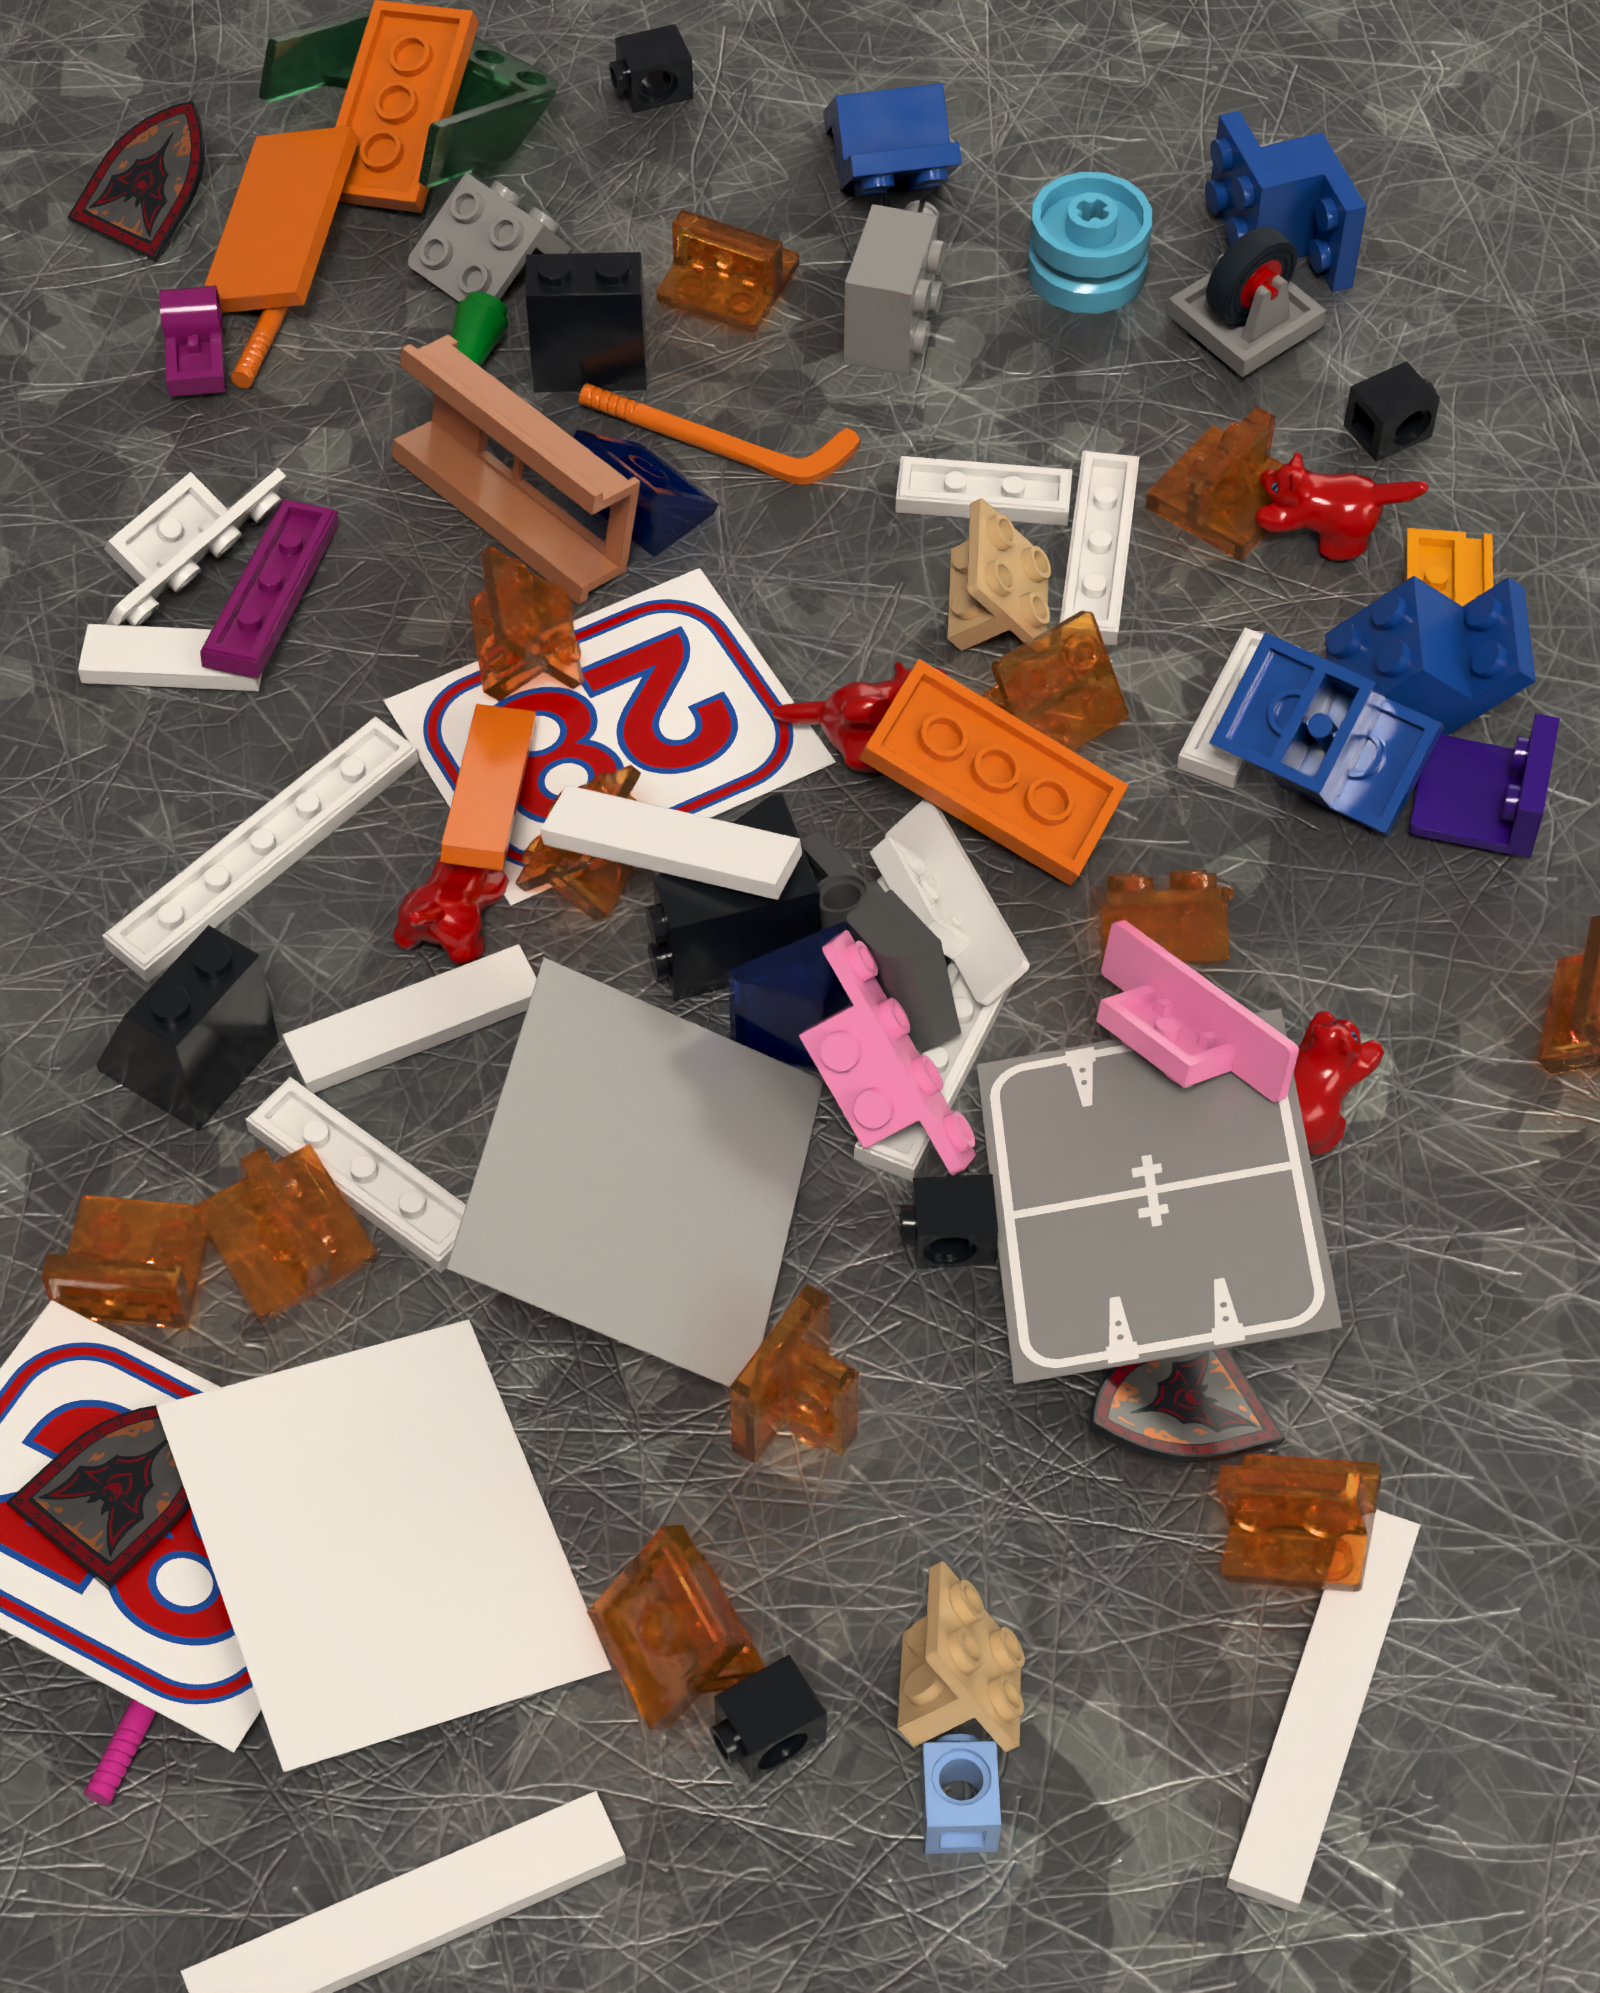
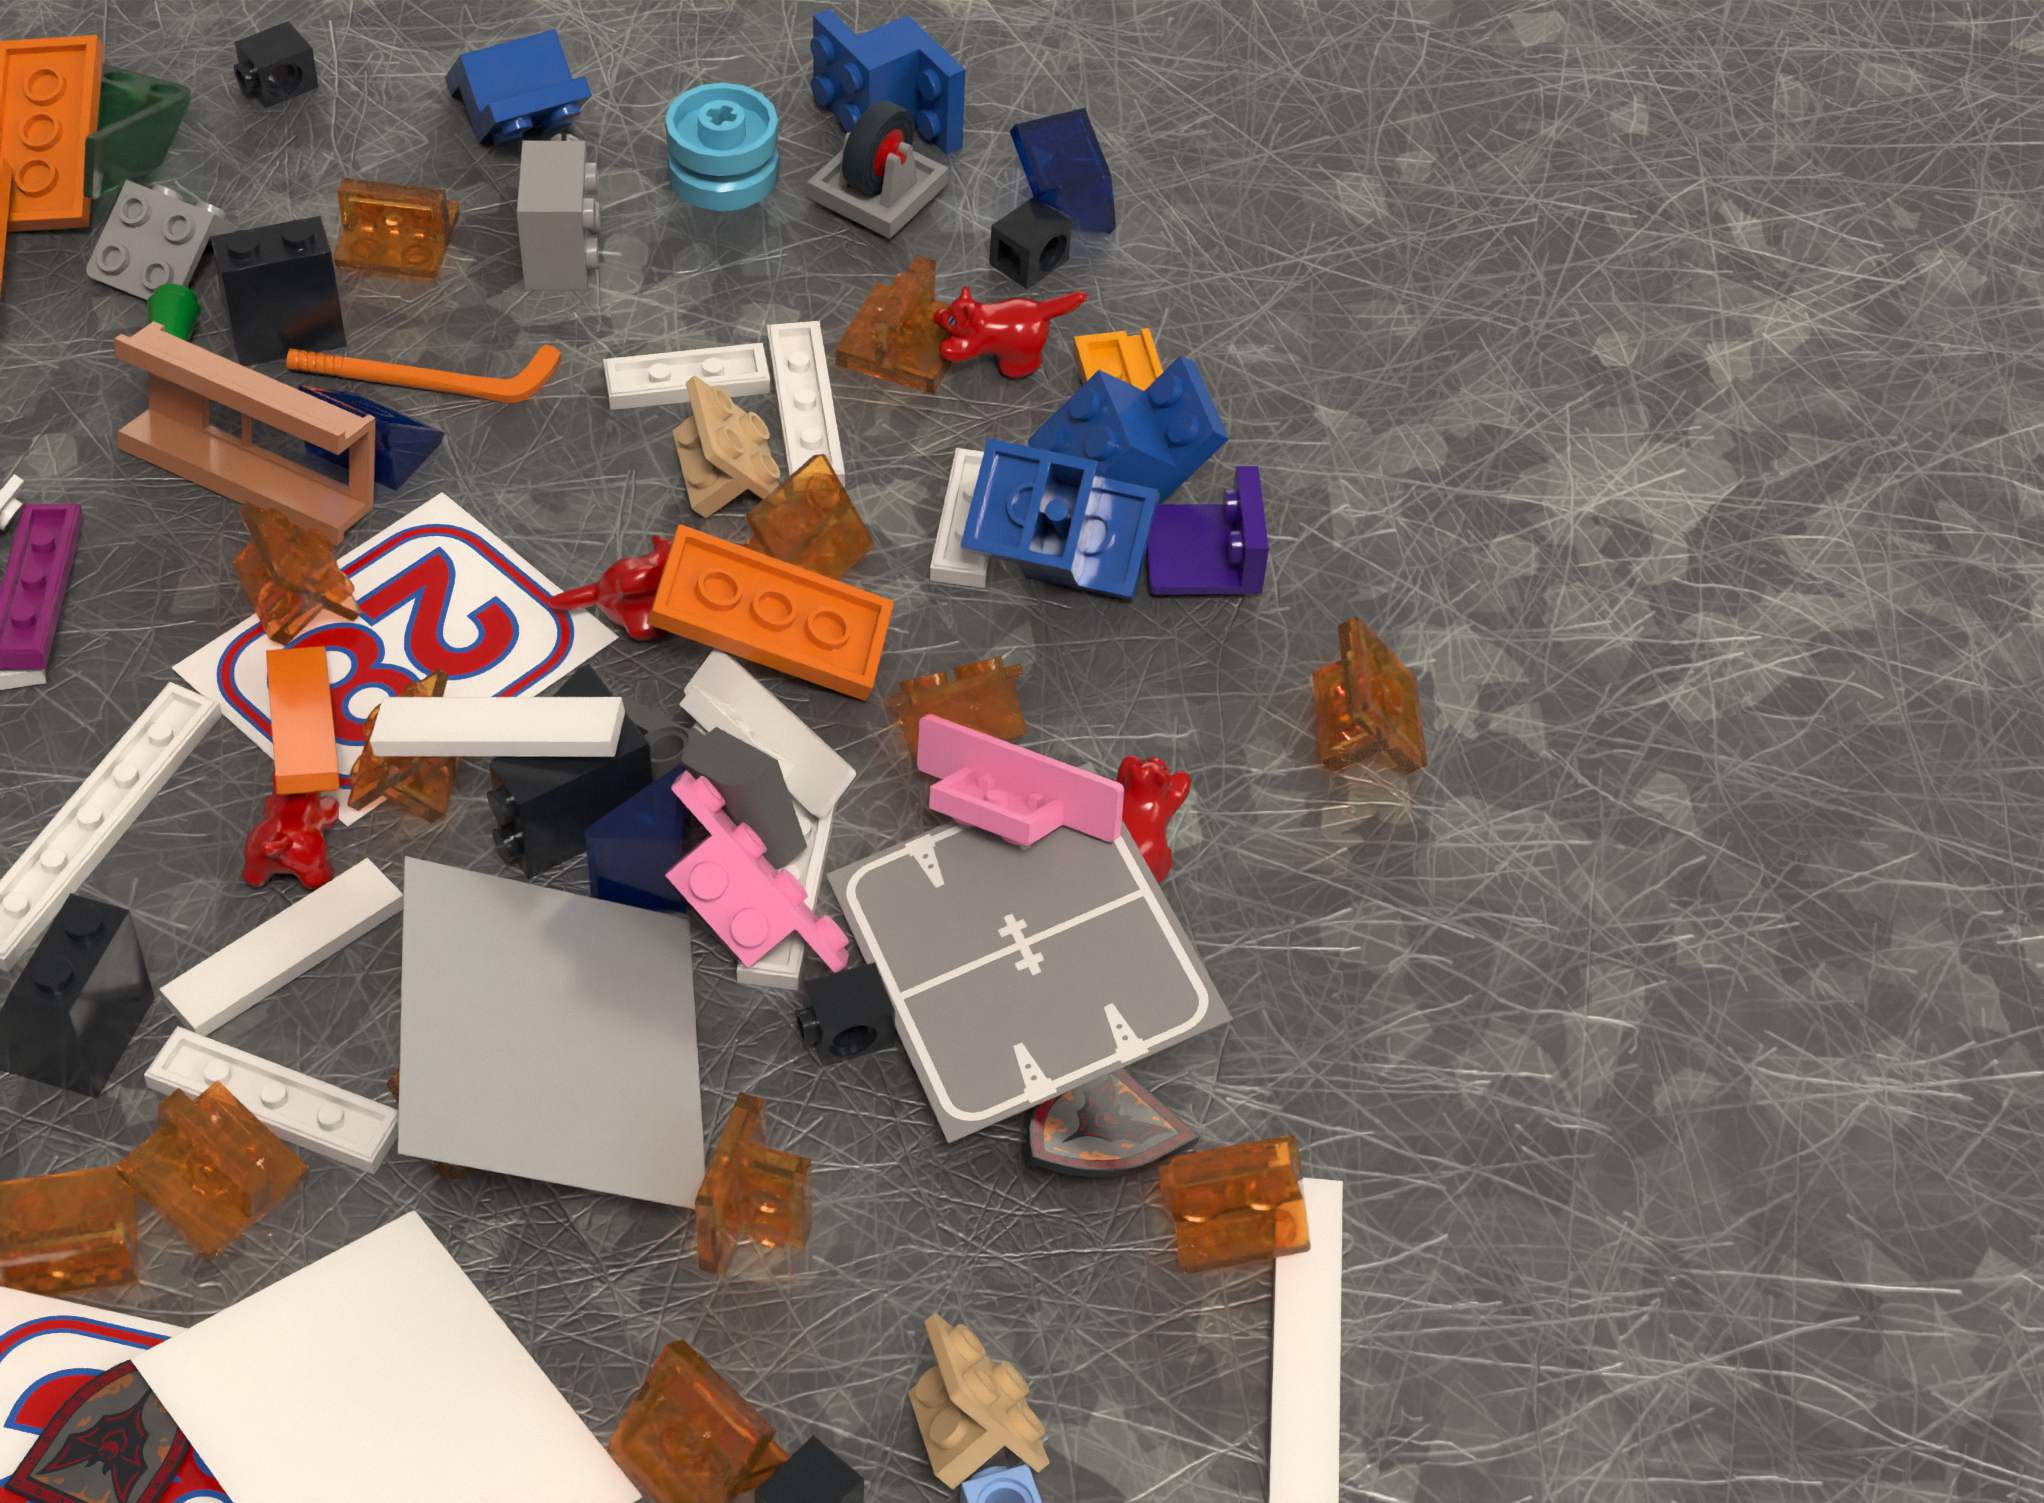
camera: 20 degrees left, 5 degrees down
(1452, 334) = (1067, 167): none -> clear blue slope

